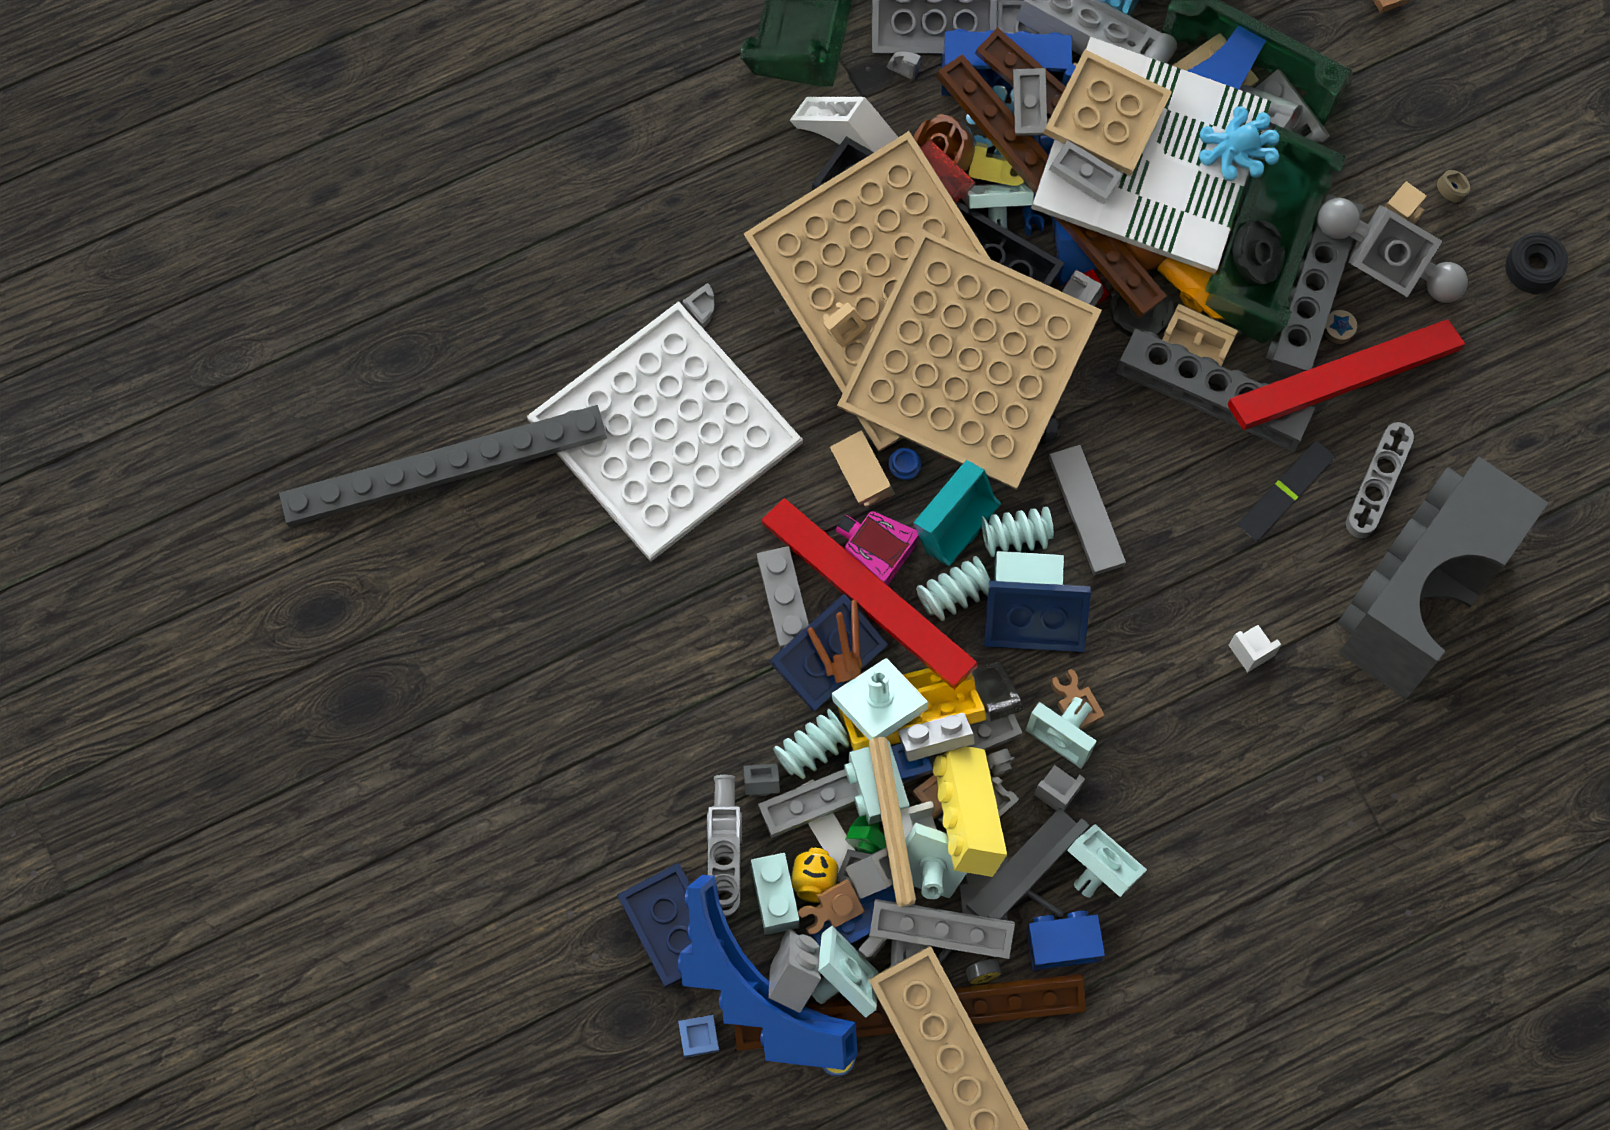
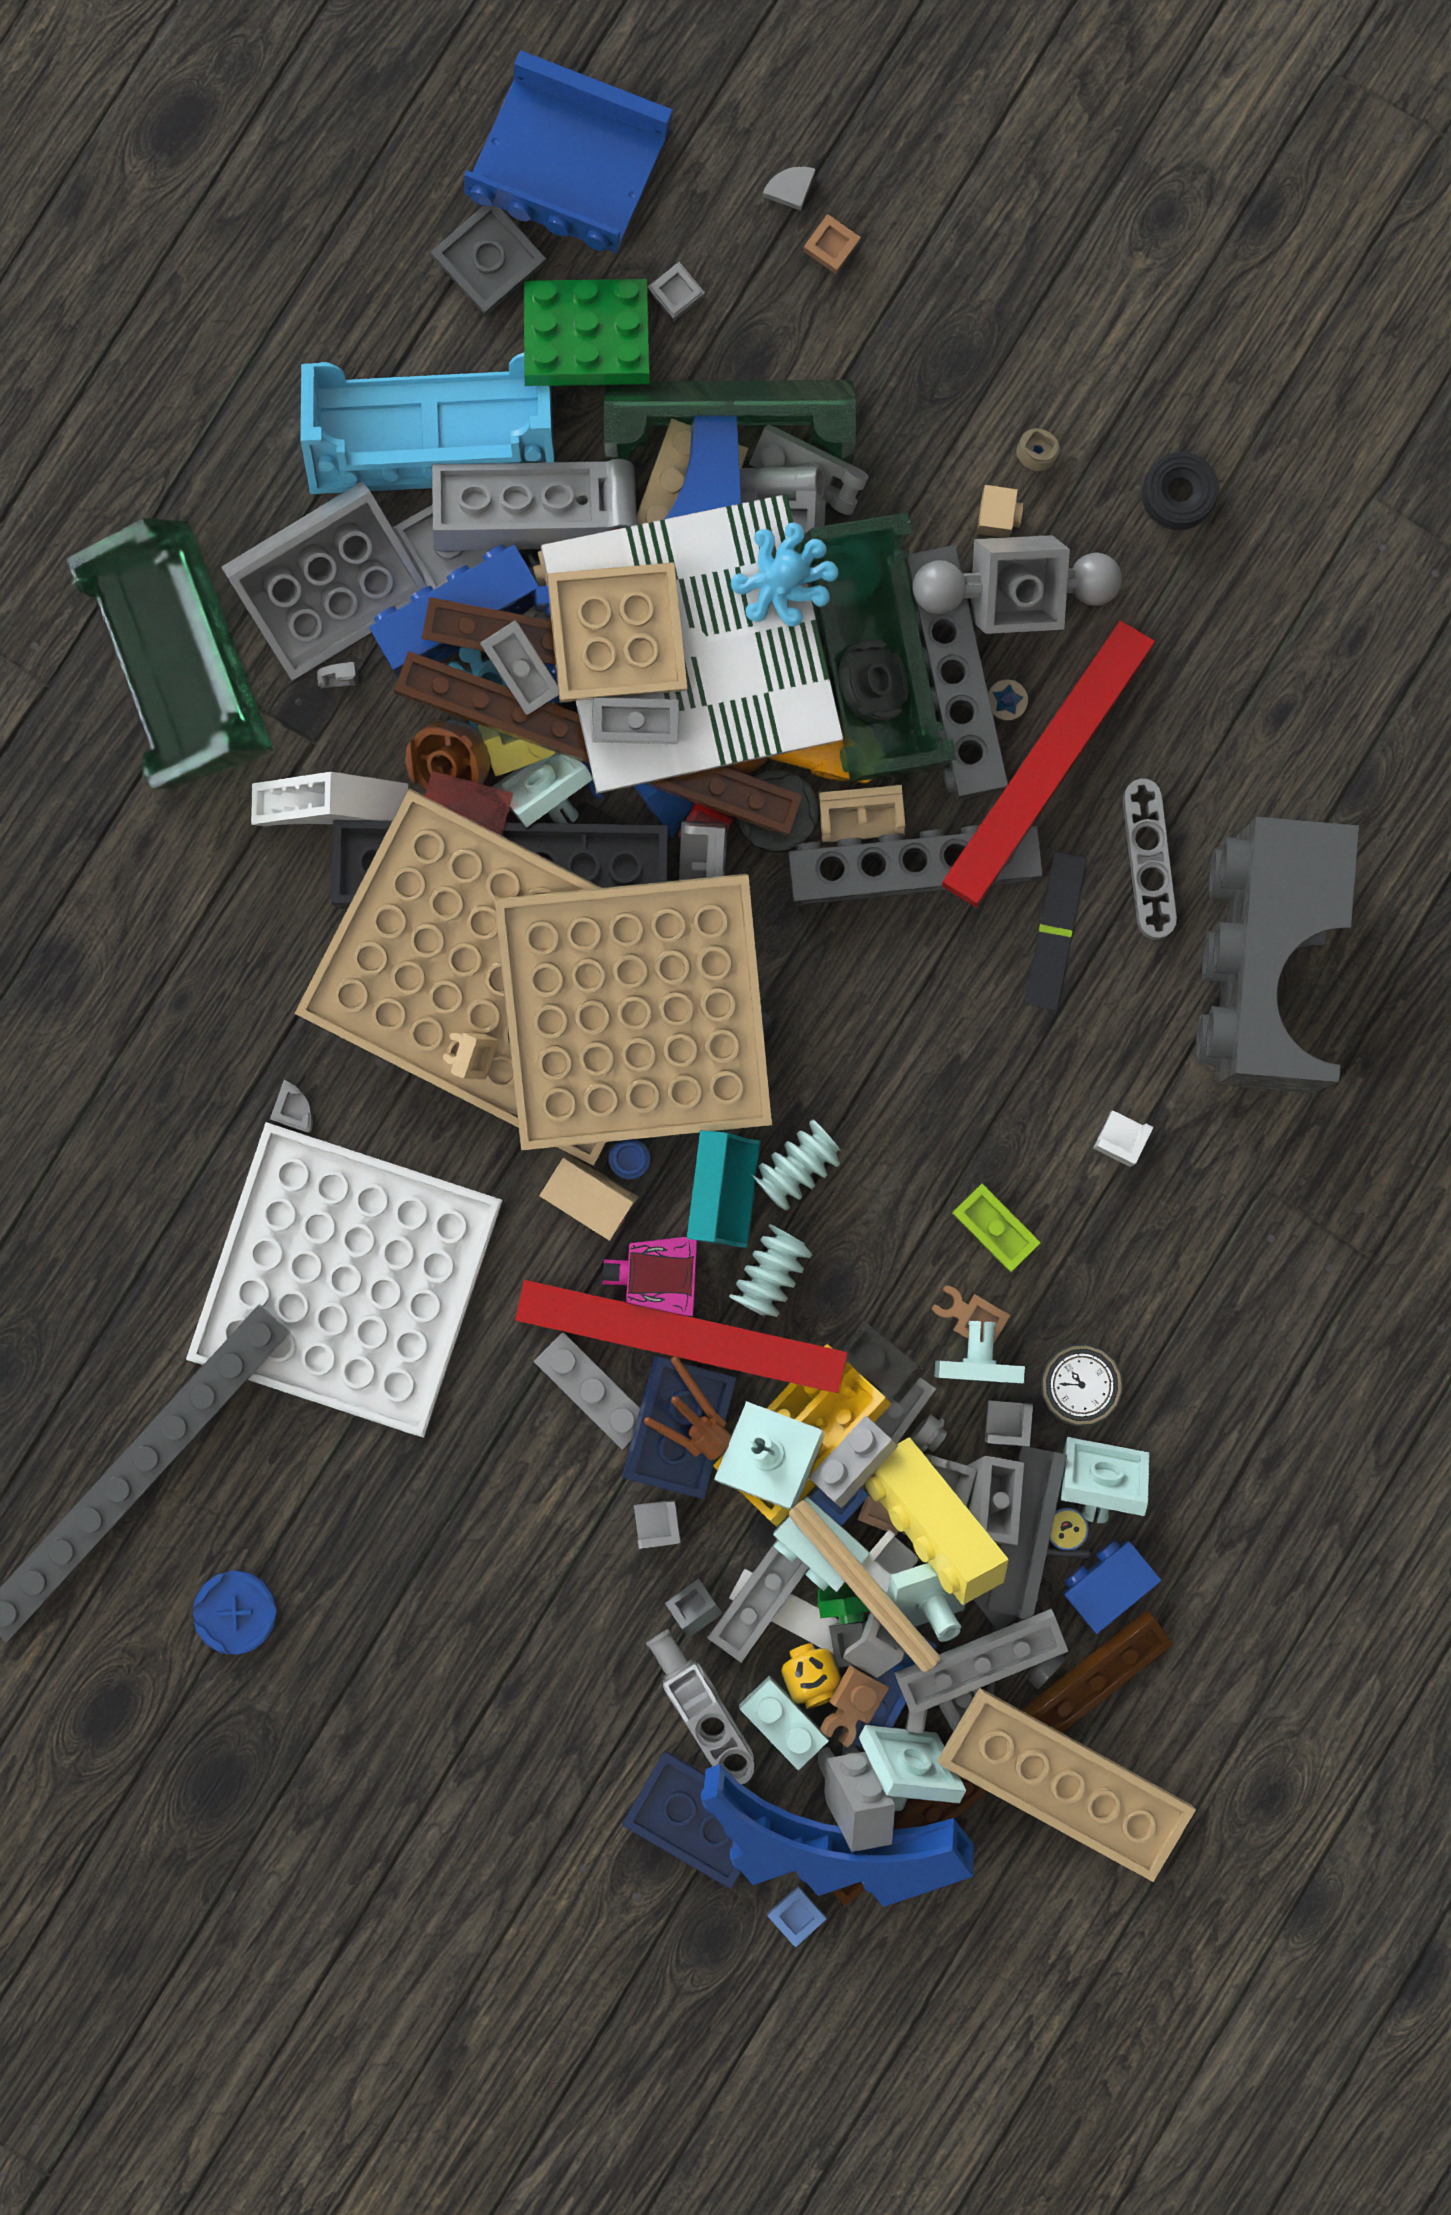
camera: 30 degrees left, 15 degrees up
(448, 596) = (234, 1612): none -> blue tile
(772, 709) = (657, 1524): none -> light grey panel
(812, 745) = (726, 1539): light aqua piece -> none
(1023, 824) = (997, 1498): none -> light grey slope
(1028, 568) = (840, 1210): light aqua brick -> none
(1037, 616) = (876, 1252): dark blue plate -> none
(1056, 886) = (1068, 1529): none -> light yellow tile
(1087, 510) = (855, 1089): light grey tile -> none
(1126, 795) = (1081, 1384): none -> tile
(1129, 653) = (996, 1228): none -> lime plate

